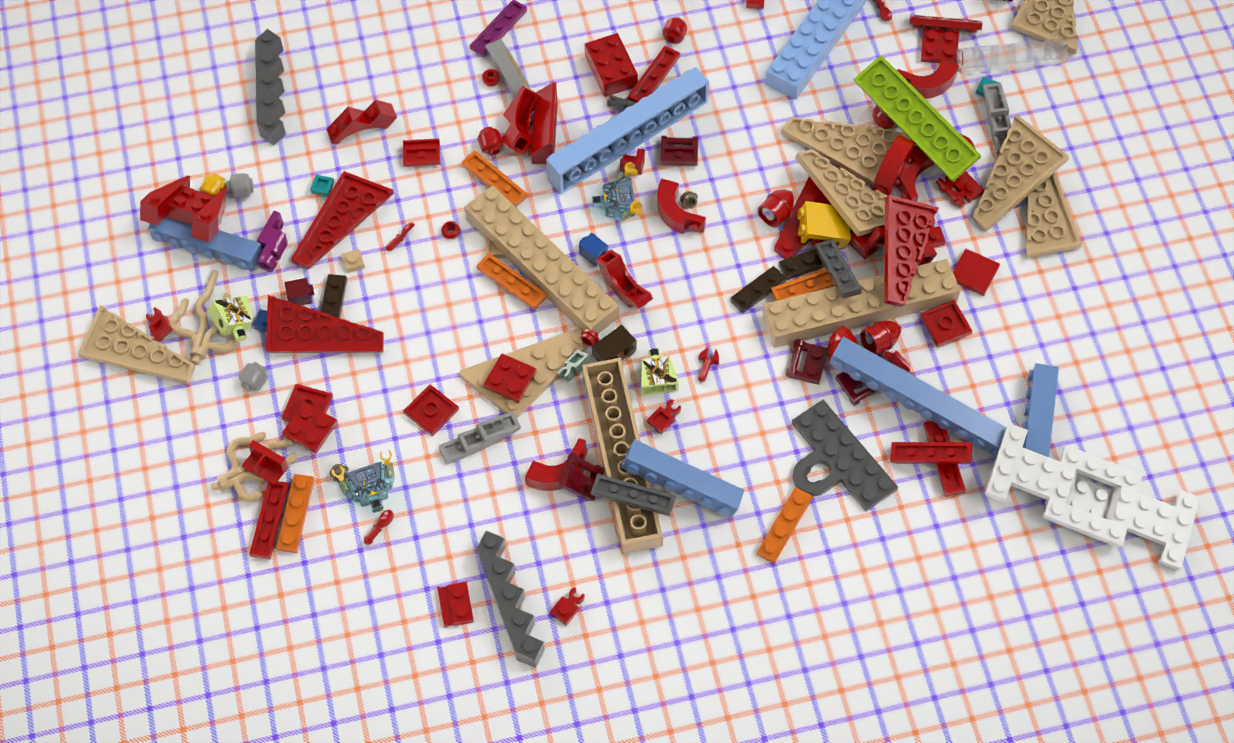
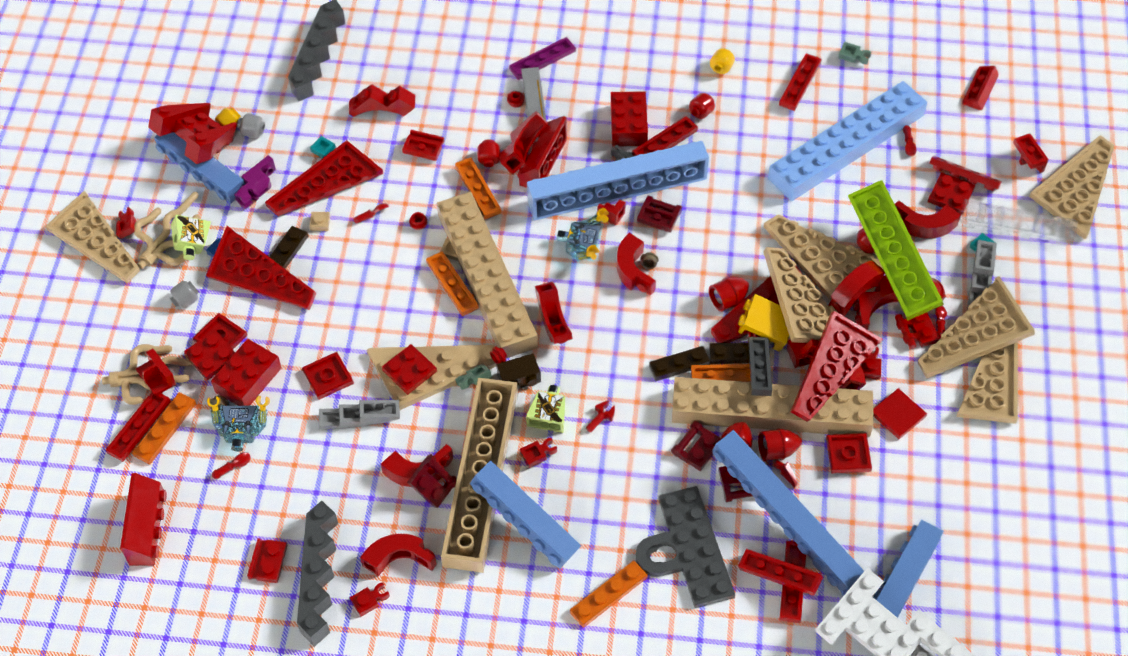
camera: 20 degrees right, 5 degrees down
(299, 291) = (258, 233): dark red brick -> none
(321, 608) = (142, 521): none -> red slope
(353, 434) = (246, 373): none -> red brick
(573, 549) = (394, 547): none -> red arch
(592, 248) = (538, 274): blue brick -> none
(633, 495) = (470, 513): dark grey plate -> none
(979, 174) = (941, 313): none -> red piece

